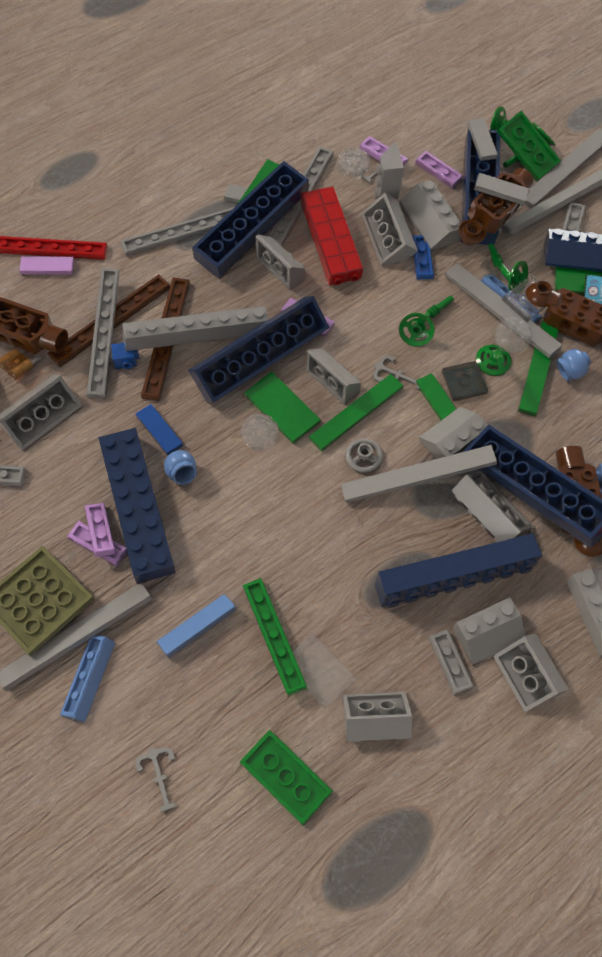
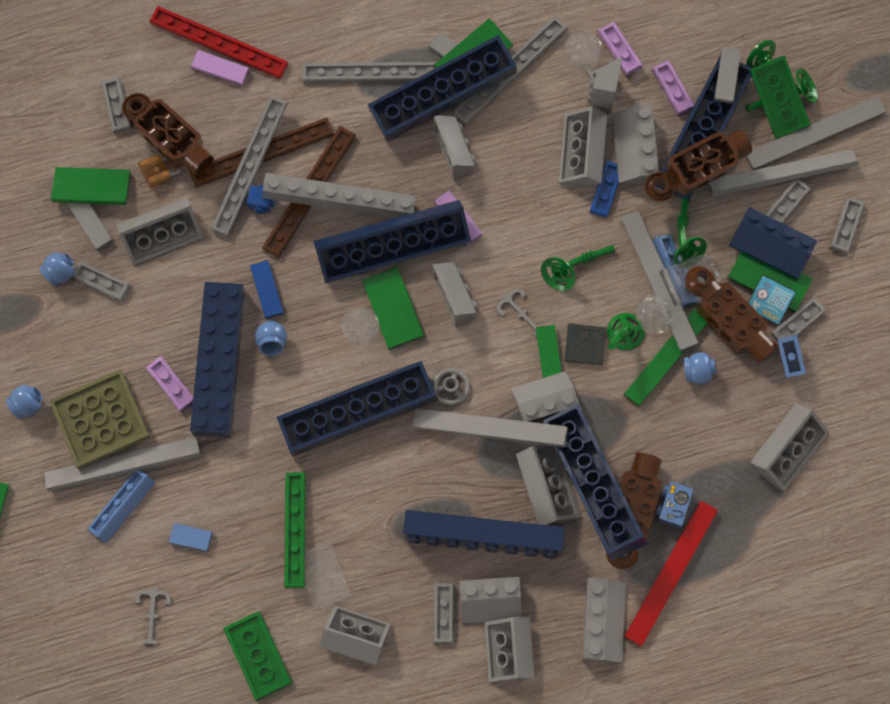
camera: 25 degrees right, 10 degrees up
(99, 530) = (176, 372): lavender tile -> none
(171, 682) = (190, 537): none -> medium blue tile
(196, 625) = (231, 494): medium blue slope -> none
(286, 502) = (356, 408): none -> dark blue brick
(331, 236) = (518, 134): red brick -> none
(355, 412) = (463, 338): green tile -> none
(501, 189) = (706, 153): light grey tile -> none

